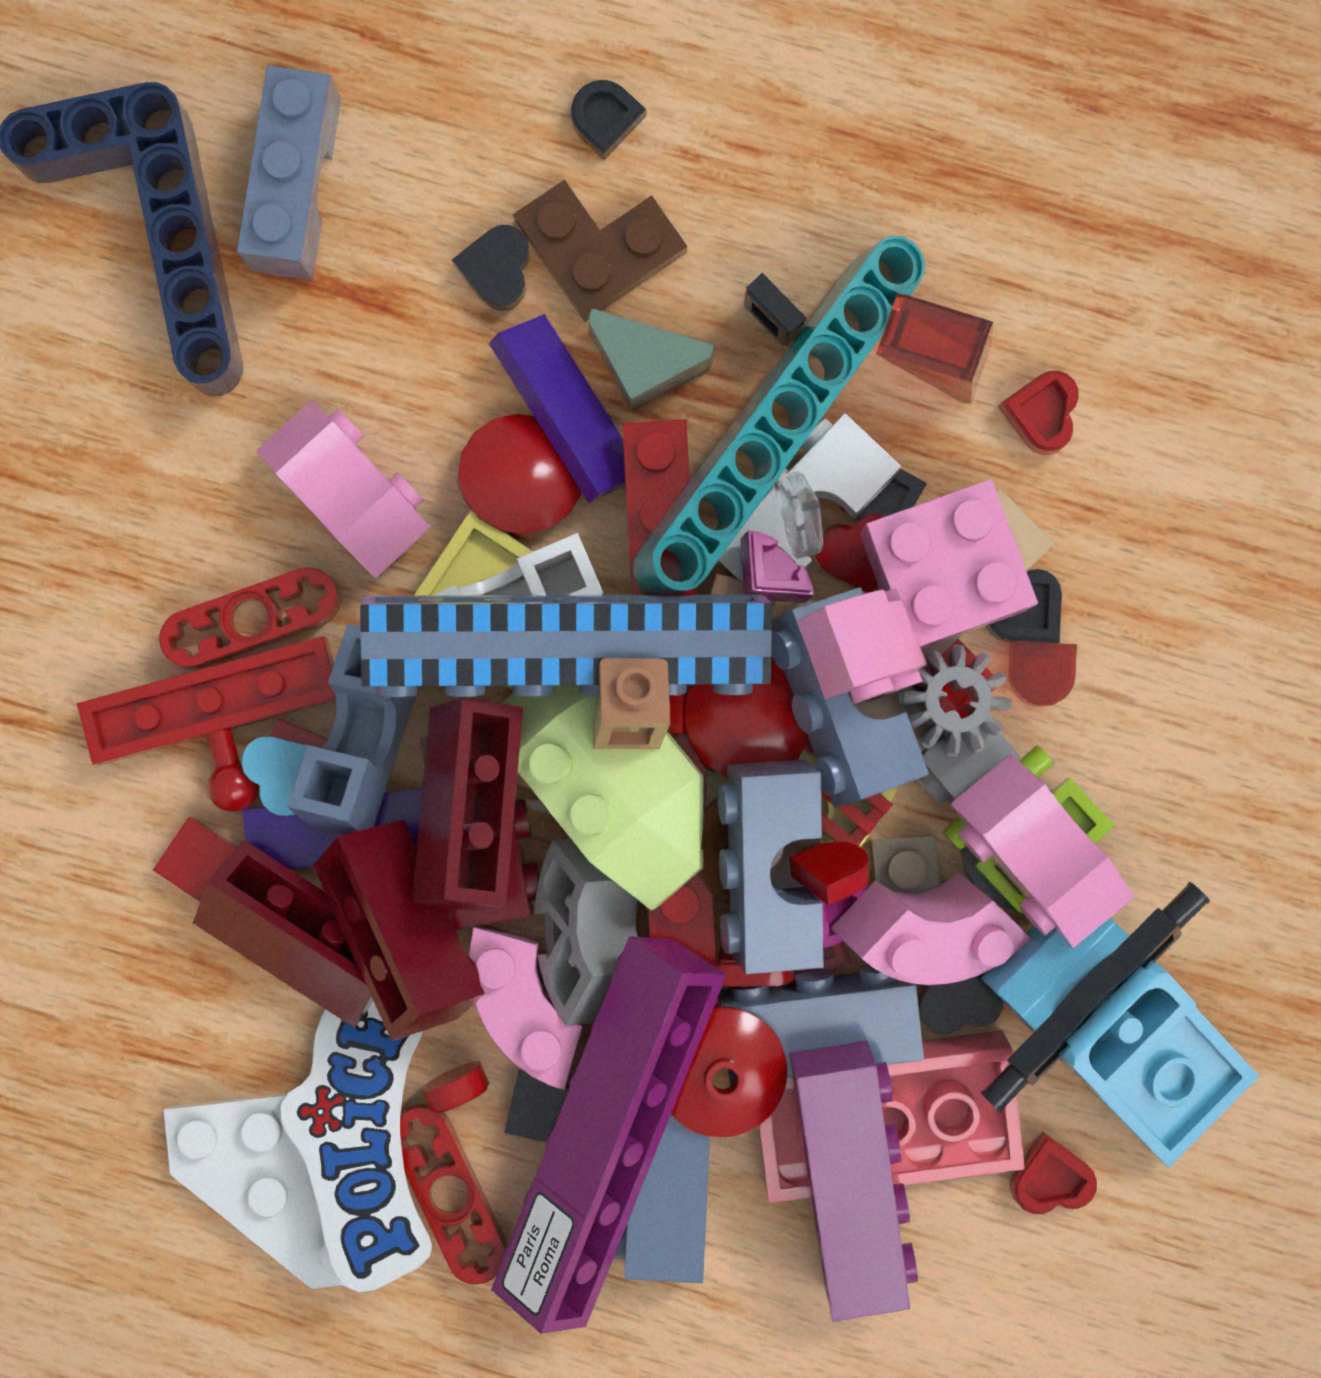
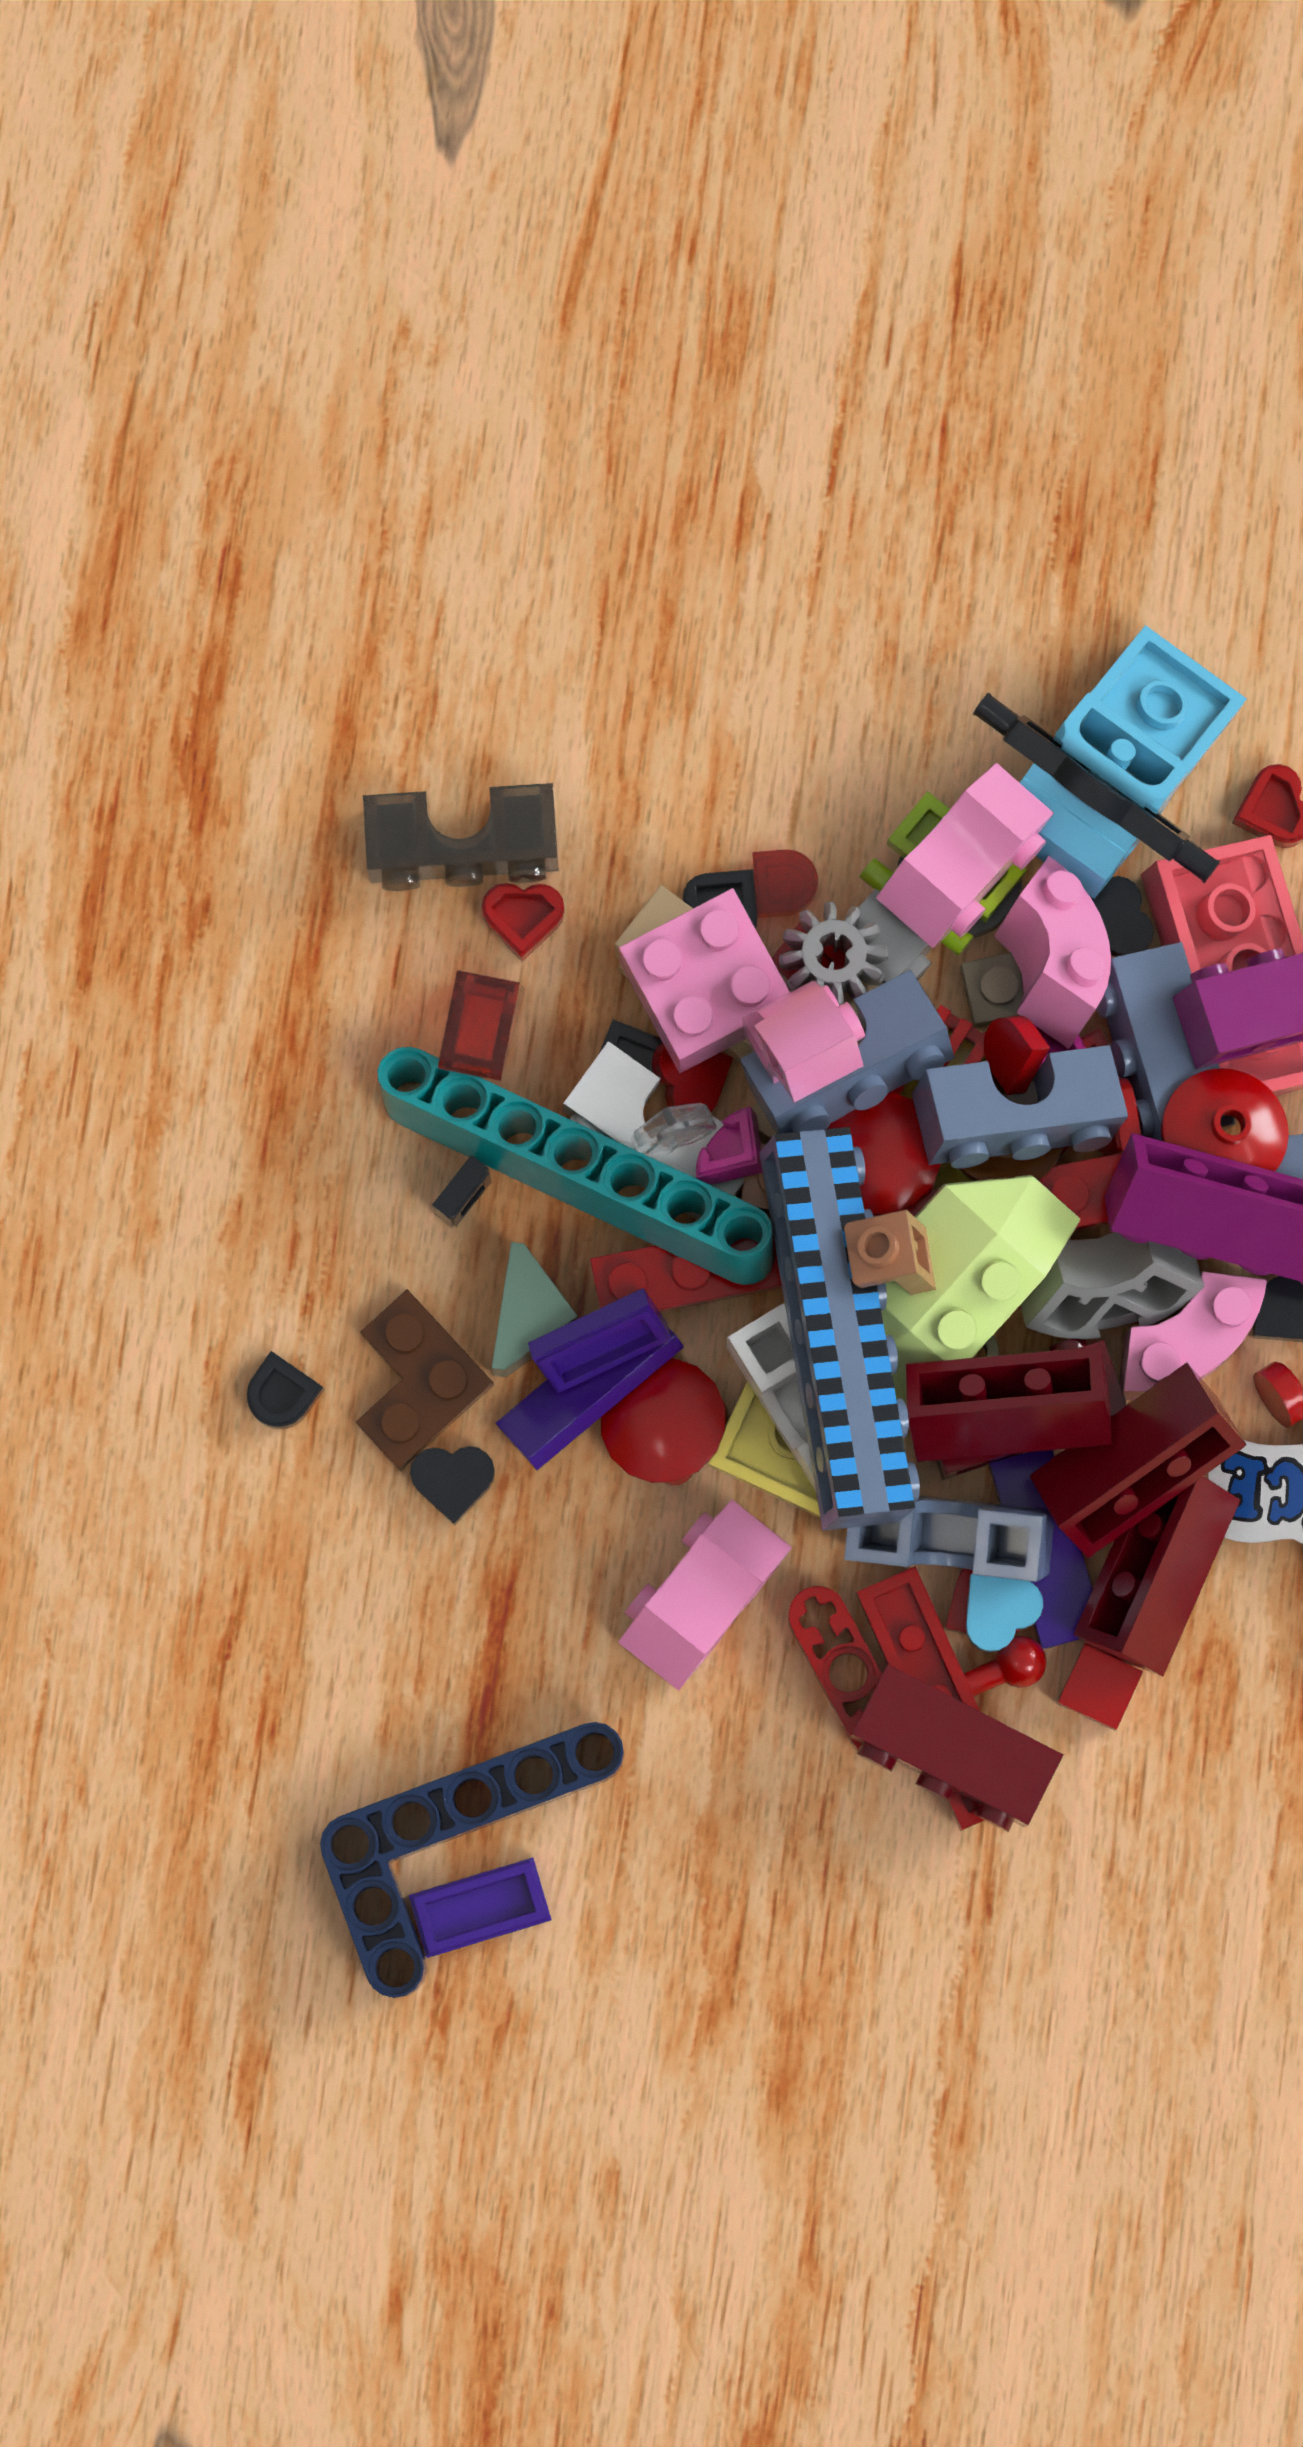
camera: 100 degrees left, 5 degrees down
(84, 237) = (480, 1907): none -> dark purple tile
(145, 705) = (955, 1749): none -> dark red brick
(291, 140) = (390, 1697): sand blue arch -> none
(602, 417) = (600, 1341): none -> dark purple tile
(1122, 411) = (514, 841): none -> clear smoke arch

